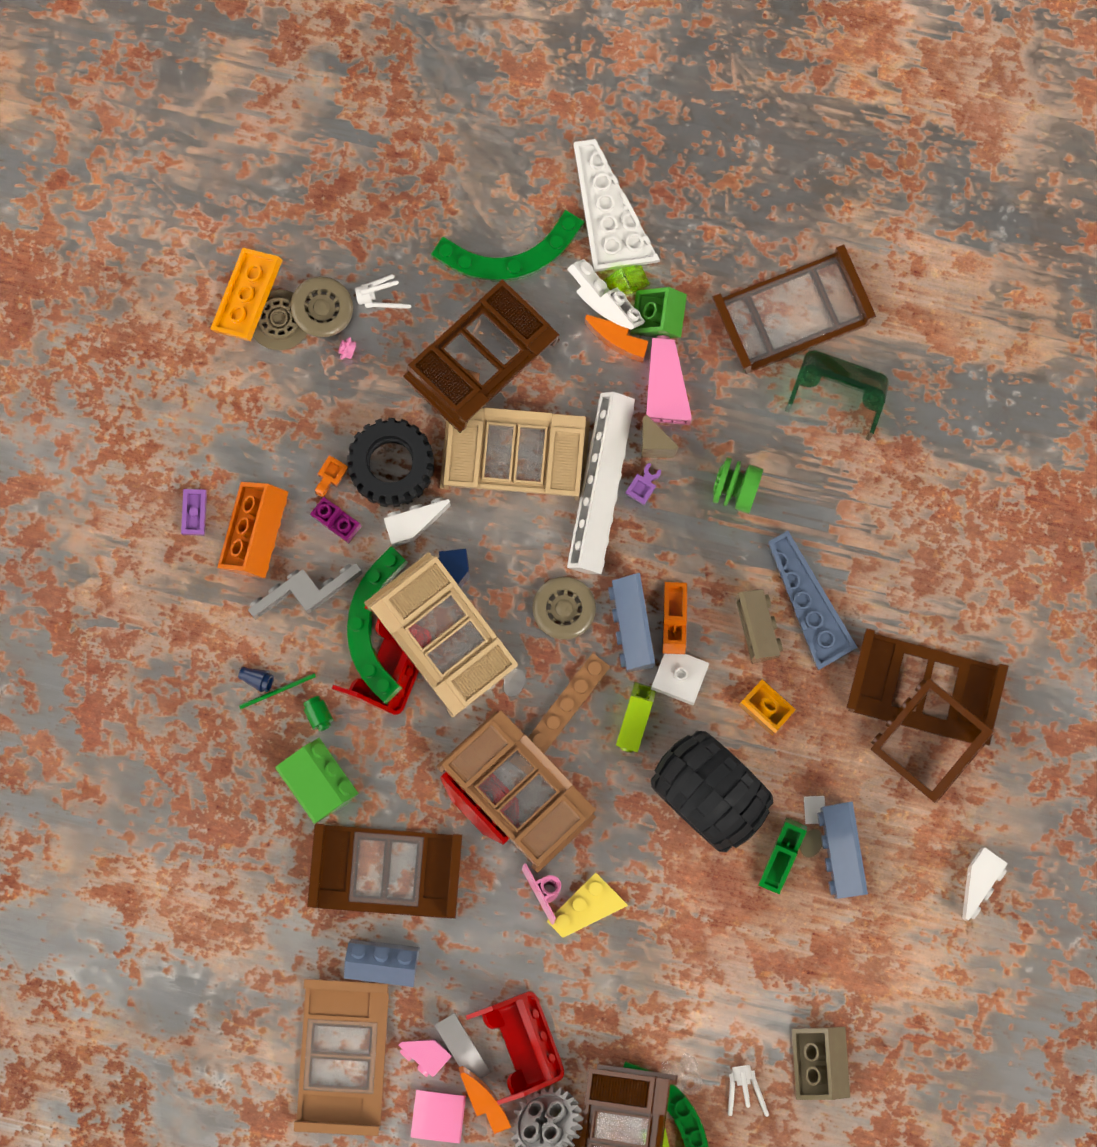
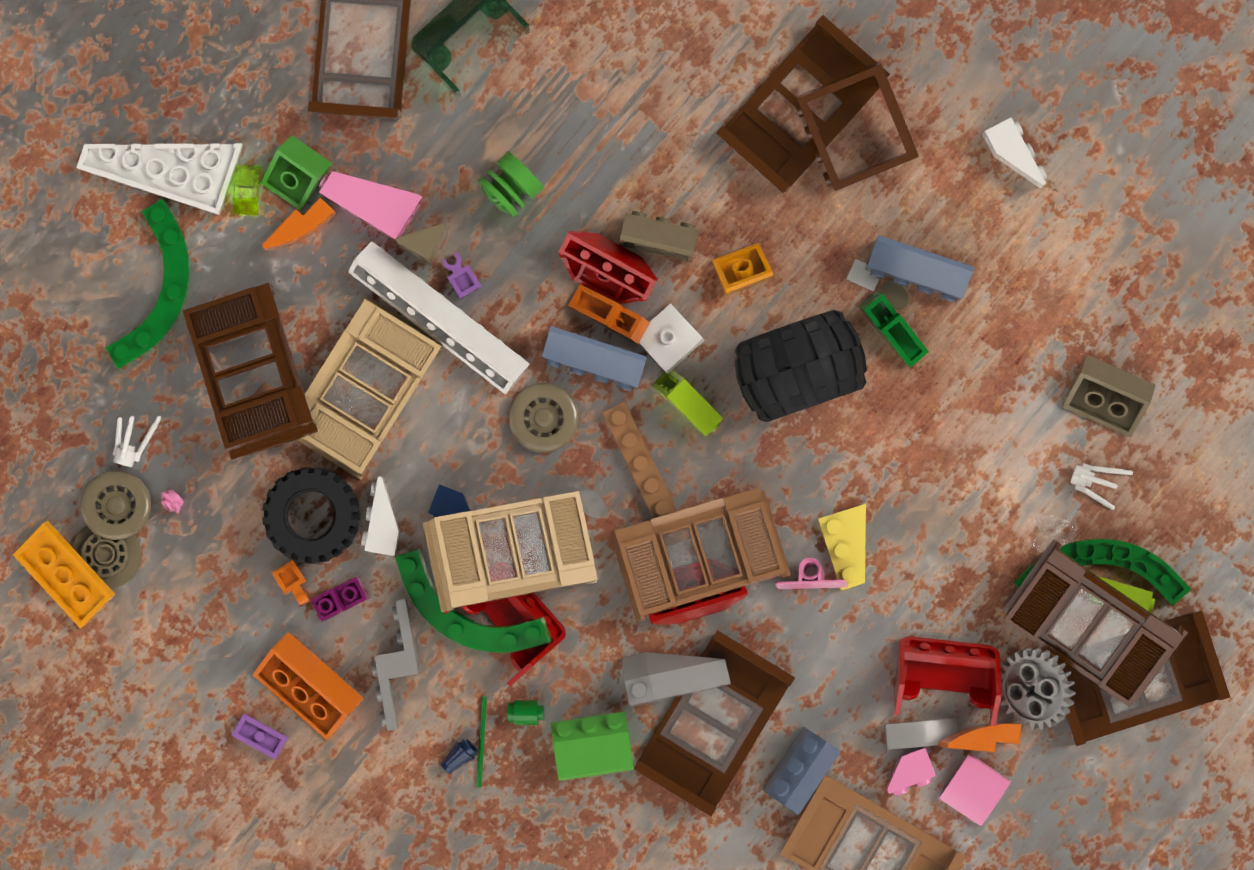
camera: 65 degrees left, 5 degrees up
(403, 811) = (665, 676): none -> light grey wedge
(608, 303) = (263, 216): white slope -> none
(711, 596) = (607, 267): none -> red wedge
(818, 619) = (684, 174): sand blue wing -> none

